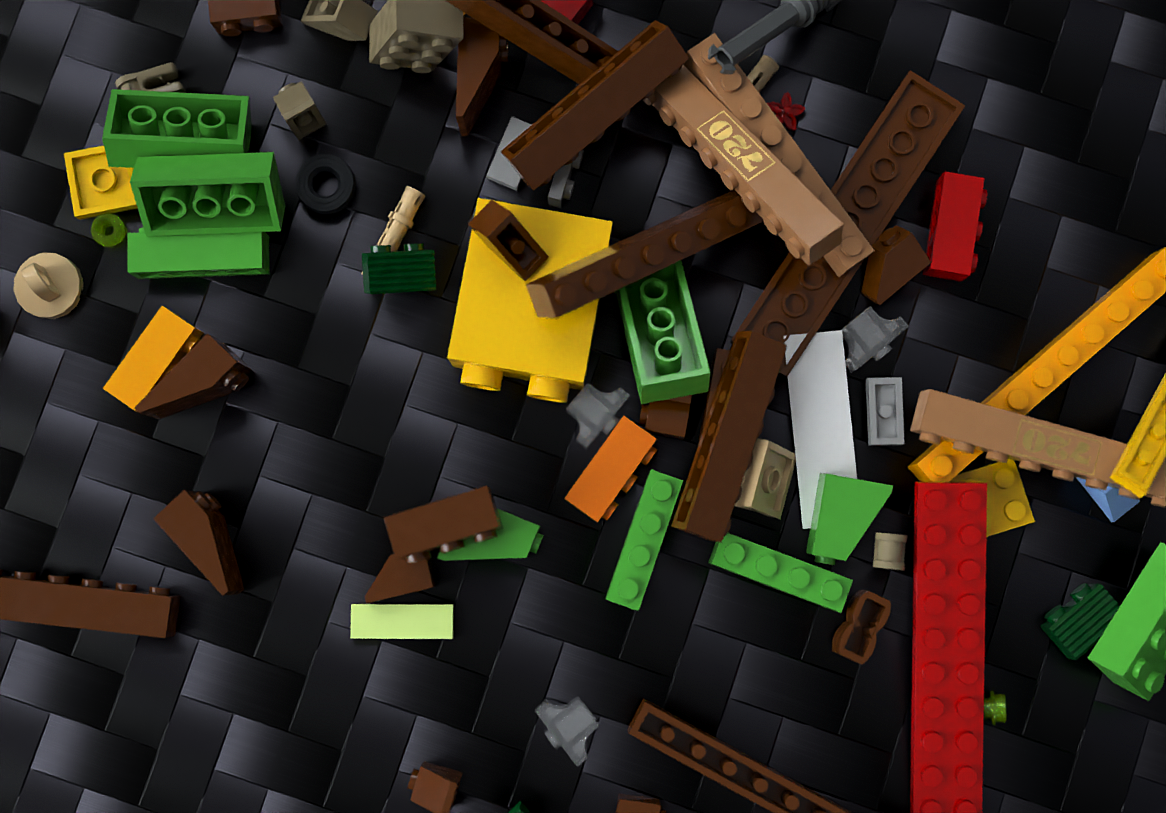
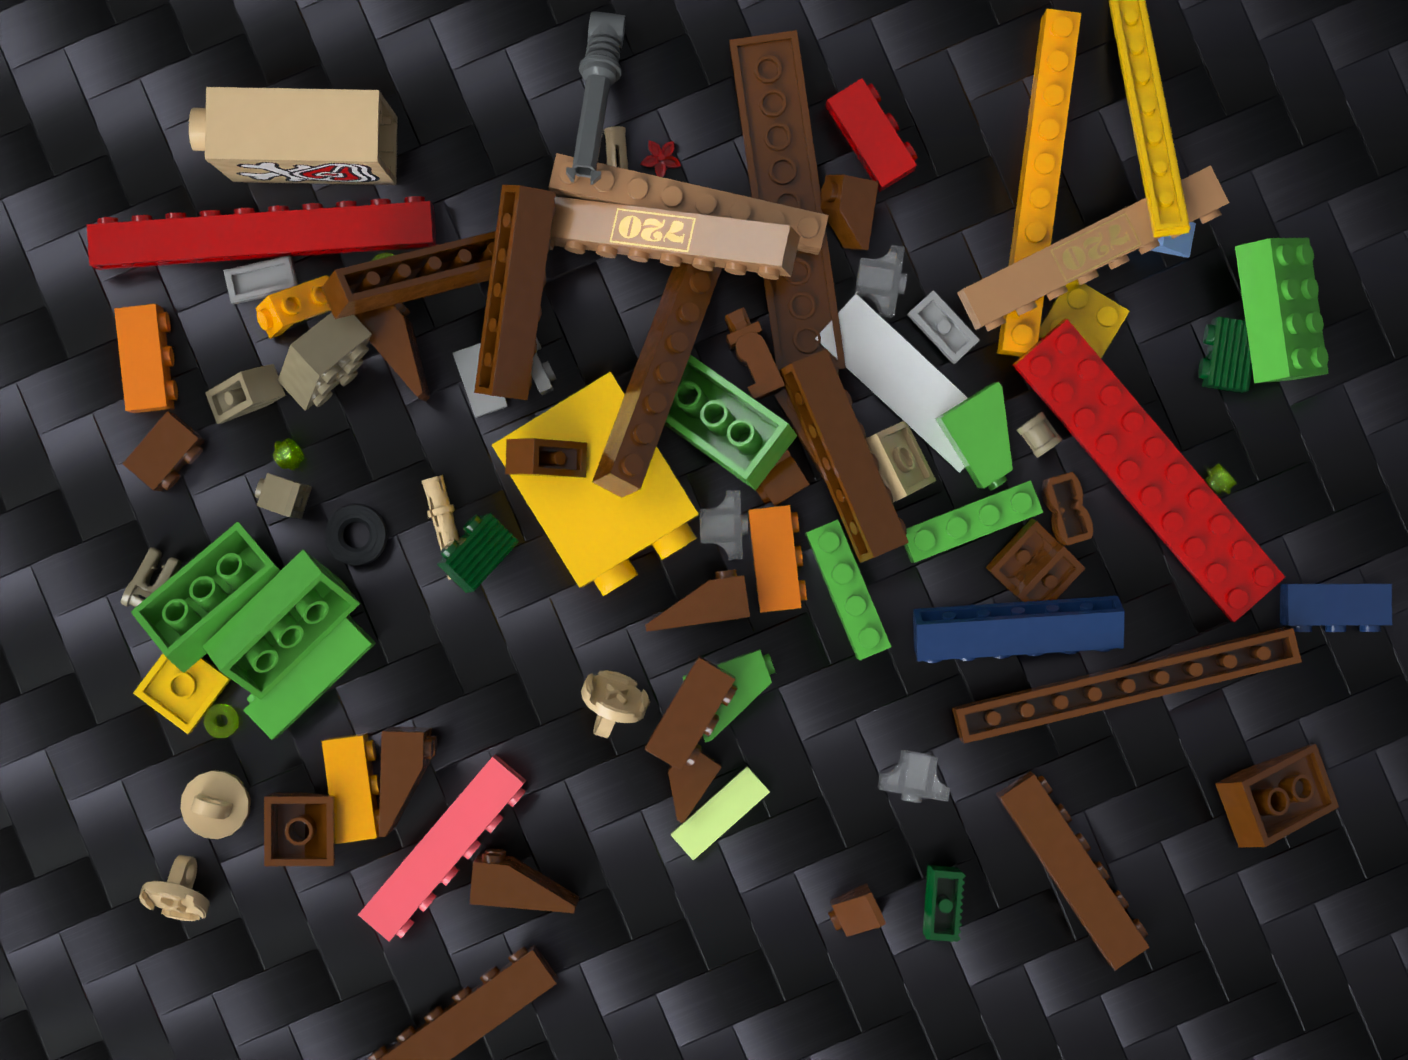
camera: 40 degrees left, 5 degrees up
(85, 353) = (299, 829): none -> reddish brown slope
(177, 462) = (442, 847): none -> coral brick
(330, 84) = (288, 454): none -> clear neon green plate
(399, 465) = (614, 700): none -> tan tile
(533, 456) = (711, 602): none -> reddish brown slope
(728, 304) = (753, 353): none -> reddish brown hips
(746, 684) = (1018, 628): none -> dark blue brick
(797, 649) = (1035, 565): none -> reddish brown slope

